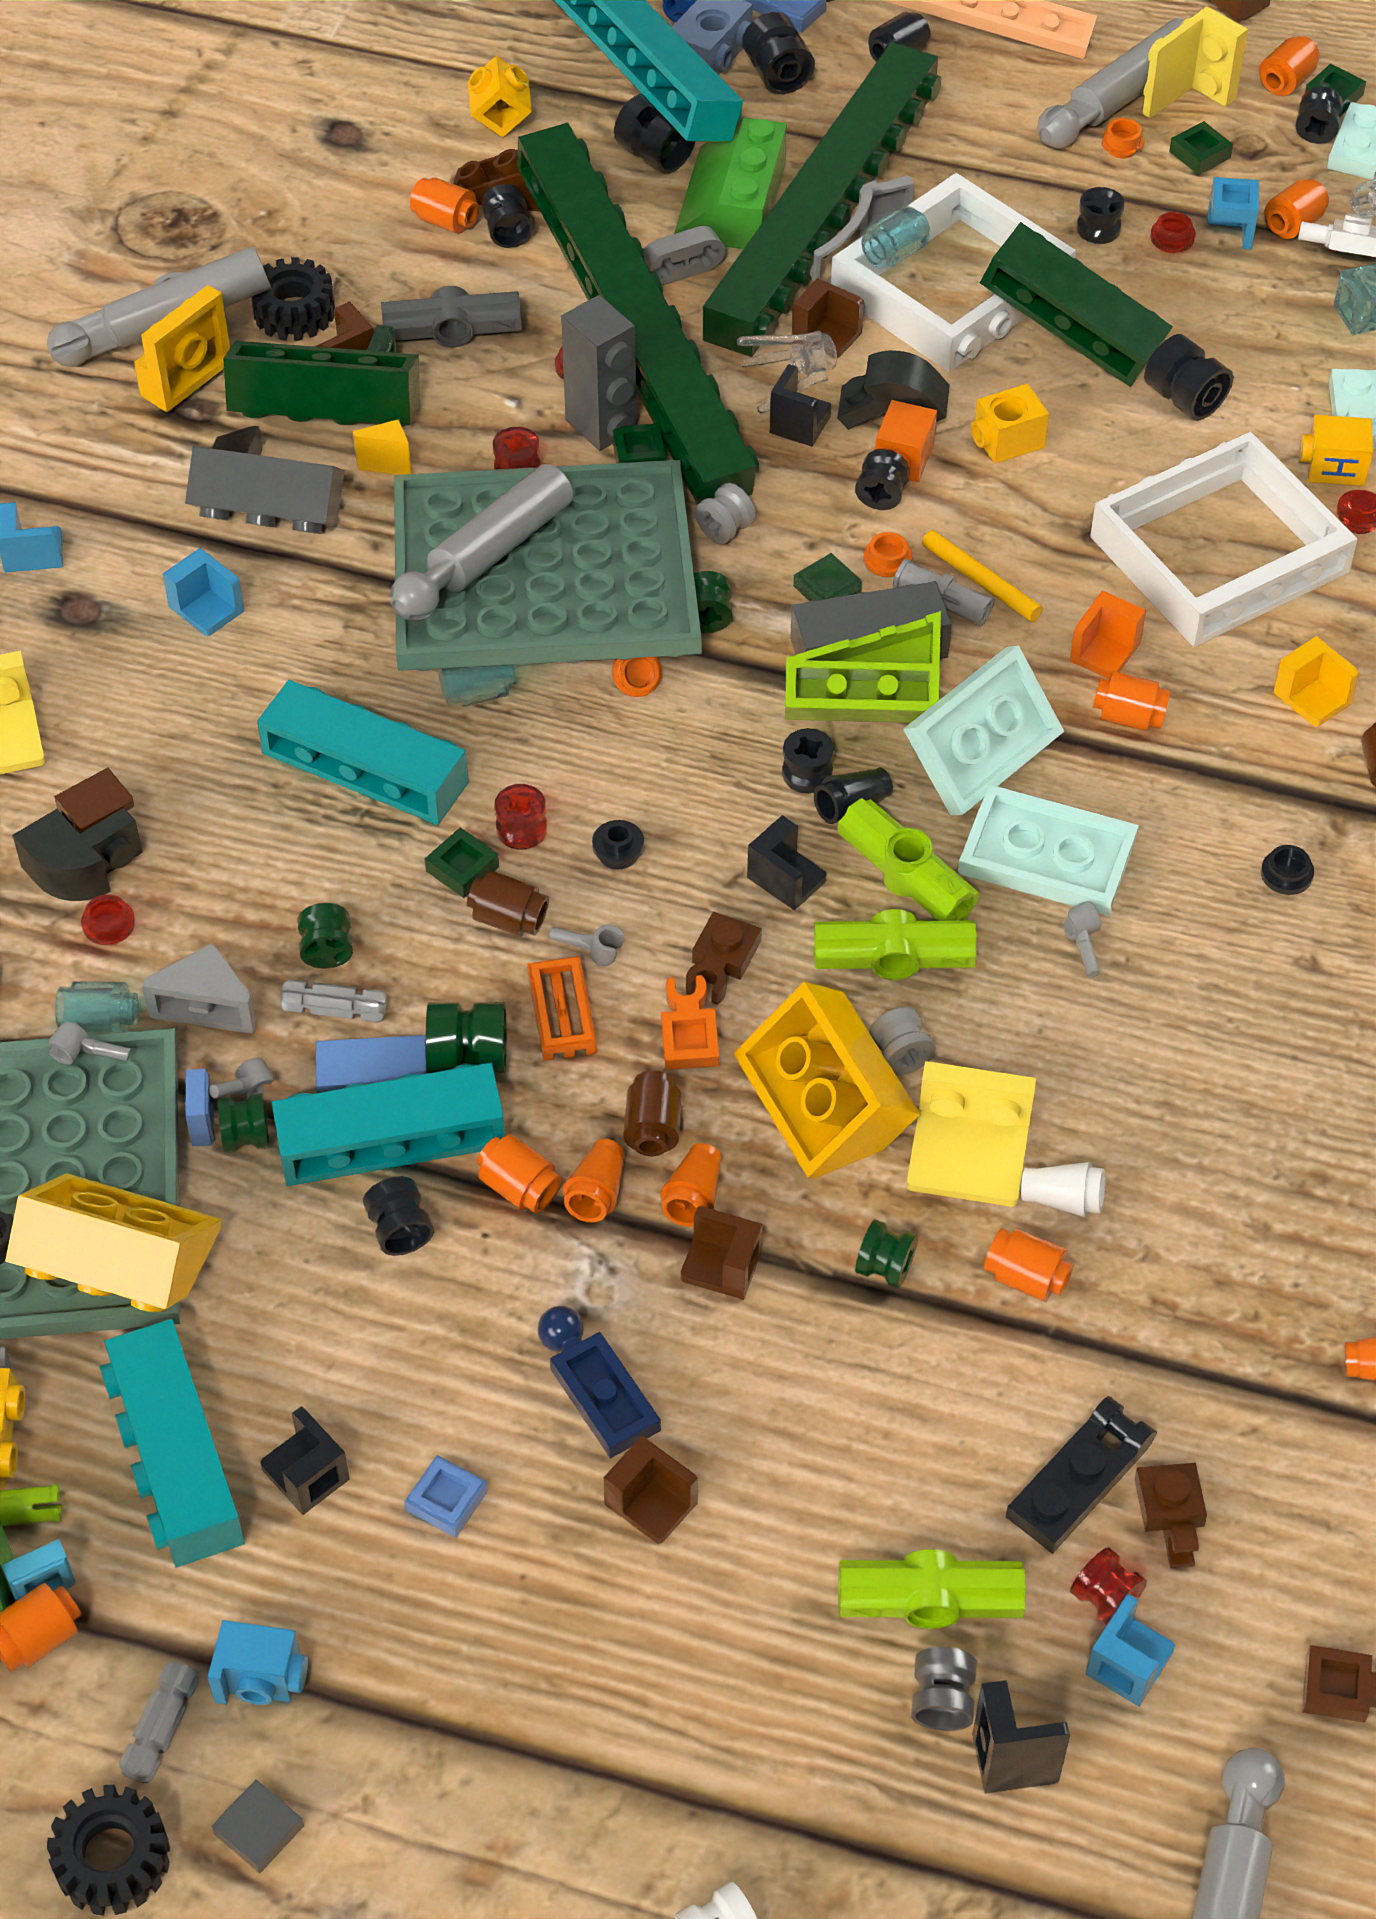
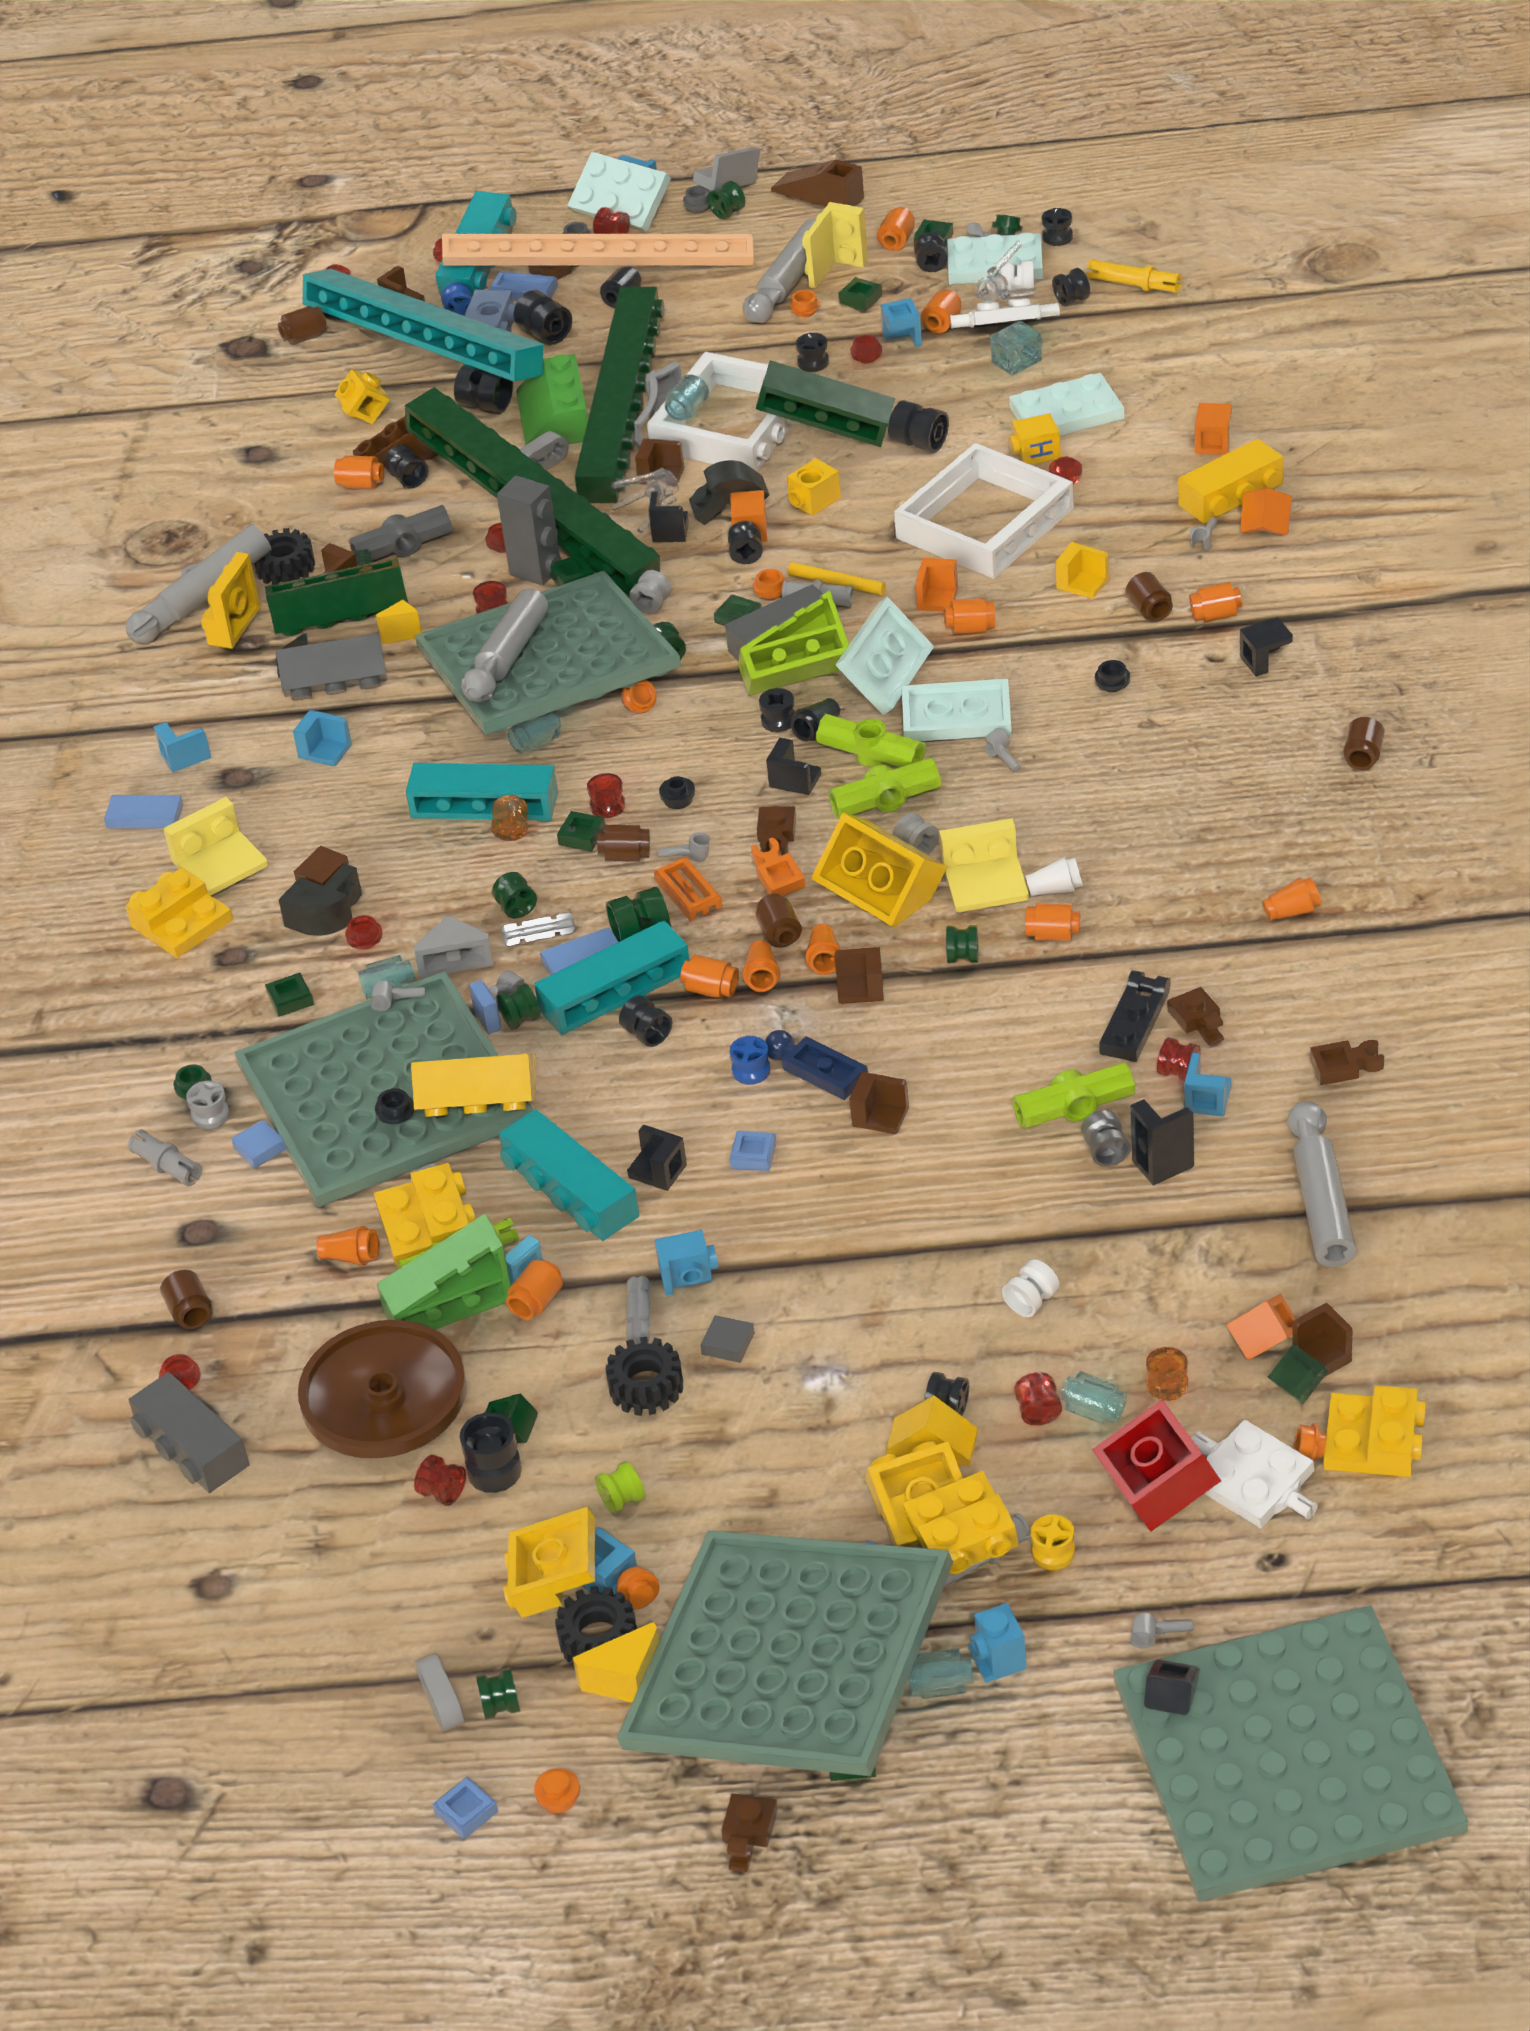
camera: 15 degrees left, 10 degrees down
(378, 807) = (504, 825): none -> clear orange wheel
(504, 1324) = (749, 1060): none -> blue wheel

